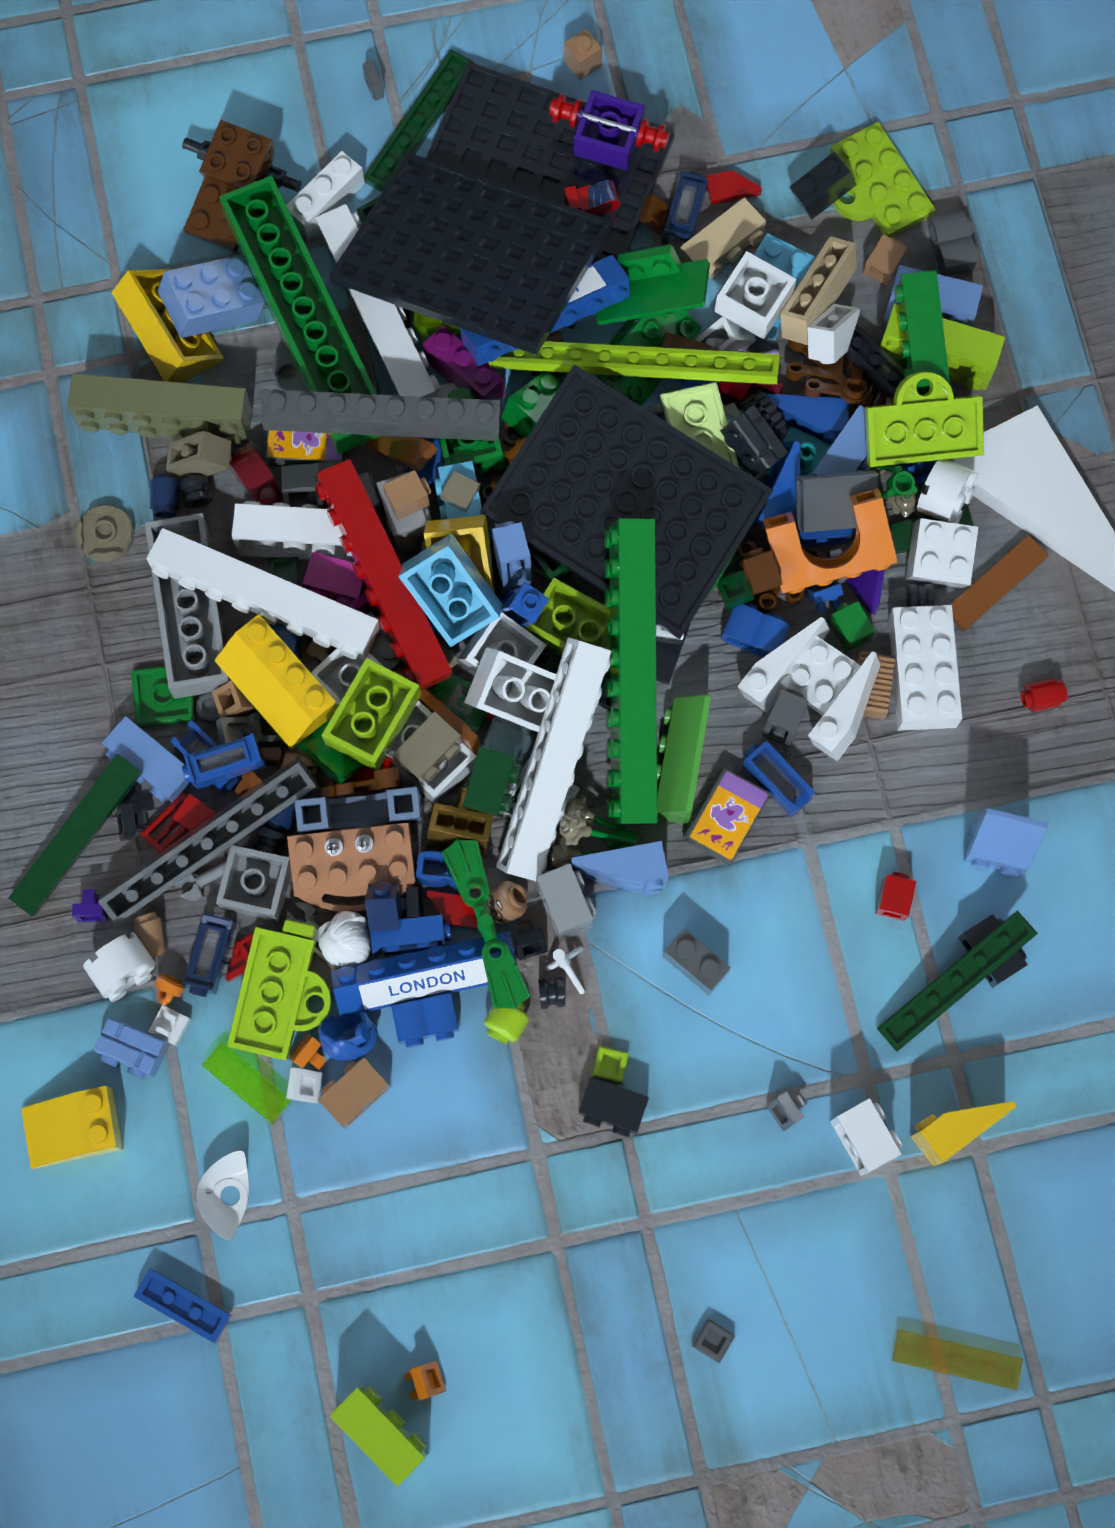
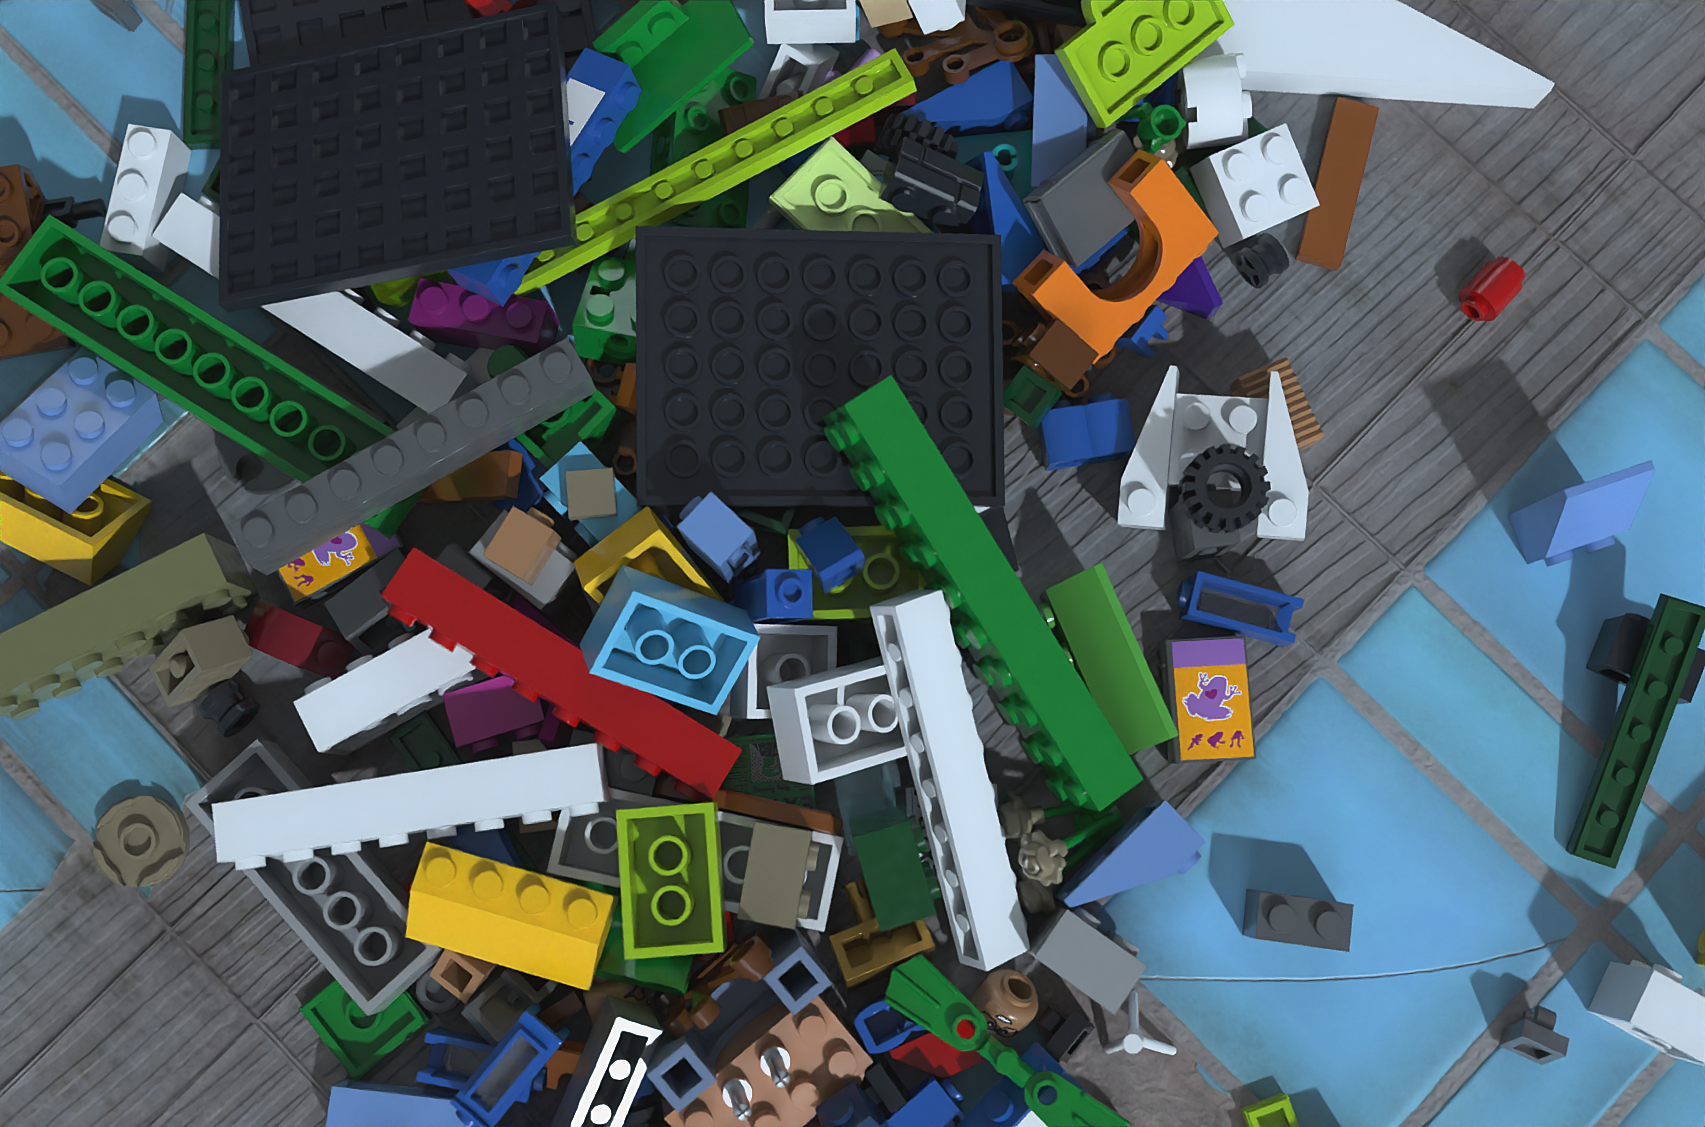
camera: 35 degrees left, 5 degrees up
(164, 495) = (189, 741): dark blue brick -> none
(551, 992) = (1140, 1083): black wheel -> none
(565, 601) = (829, 552): none -> blue slope
(802, 678) = (1247, 473): none -> black tyre
(851, 625) = (1199, 349): green brick -> none
(896, 896) = (1484, 667): red brick -> none
(925, 667) = (1330, 343): white brick -> none

